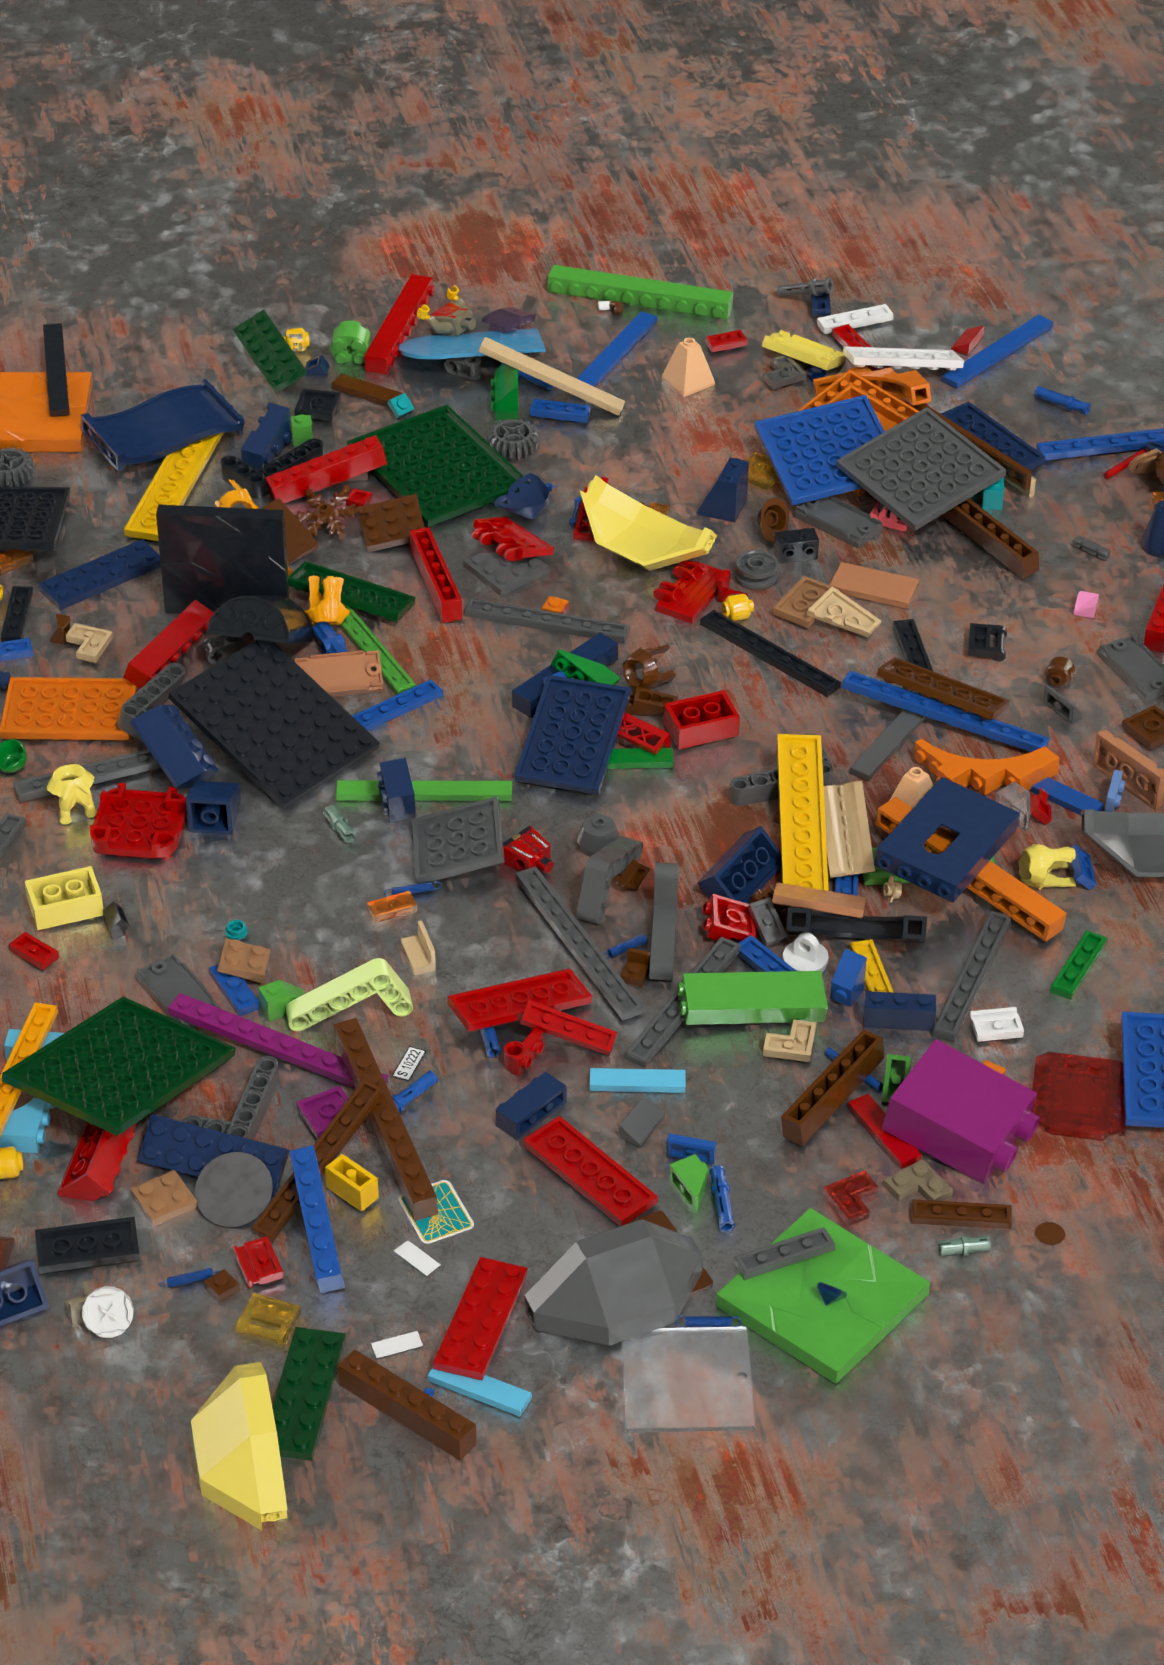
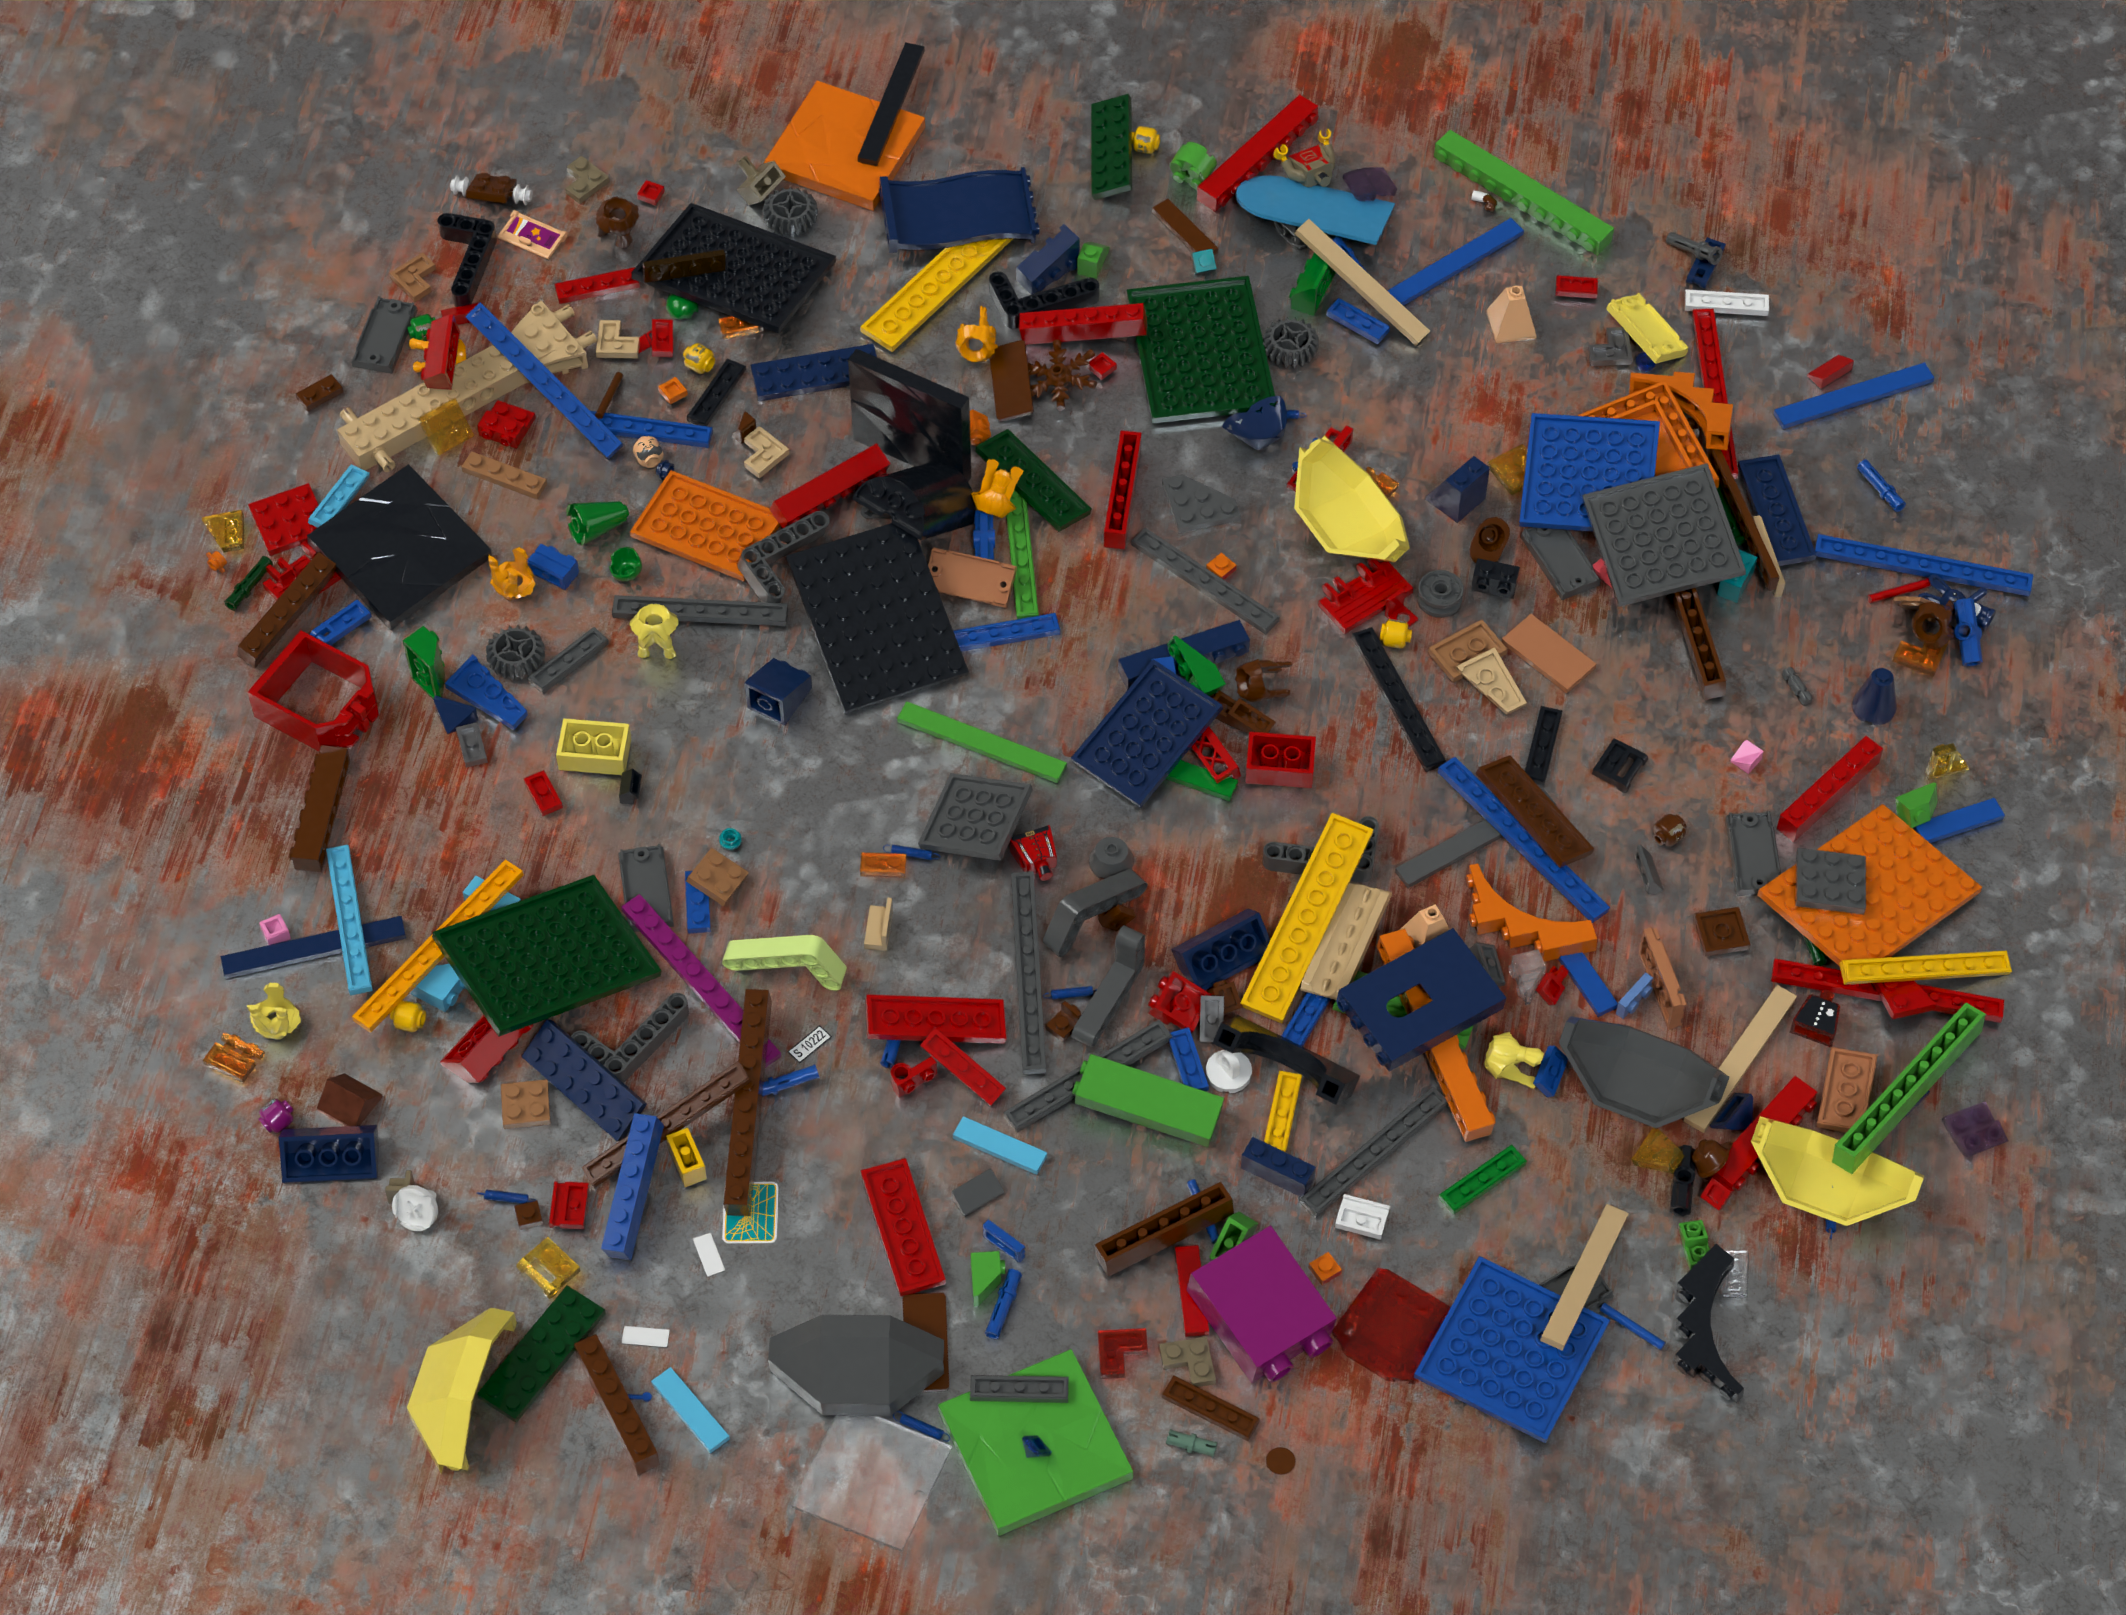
camera: 25 degrees right, 15 degrees up
(87, 1245) = (436, 1128): black plate -> none
(139, 822) = (702, 683): red plate -> none
(174, 746) = (767, 615): dark blue slope -> none
(233, 1189) = (584, 1122): flat silver sticker -> none
(275, 997) = (728, 928): bright green slope -> none
(317, 366) = (1150, 180): dark blue slope -> none
(318, 404) = (1124, 231): black plate -> none
(321, 1109) = (705, 1065): magenta plate -> none
(339, 823) = (883, 752): sand green pin -> none
(390, 522) = (1116, 407): reddish brown plate -> none
(396, 790) = (946, 739): dark blue brick -> none
(480, 1318) = (726, 1342): red plate -> none
(513, 539) = (1222, 470): red hinge -> none
(531, 1105) = (887, 1136): dark blue brick -> none
(793, 1047) = (1164, 1166): tan plate -> none
(819, 900) = (1268, 1016): nougat tile -> none
(848, 978) = (1247, 1115): blue slope -> none
(892, 889) = (1349, 1029): tan plate -> none
(903, 357) = (1739, 376): white plate -> none

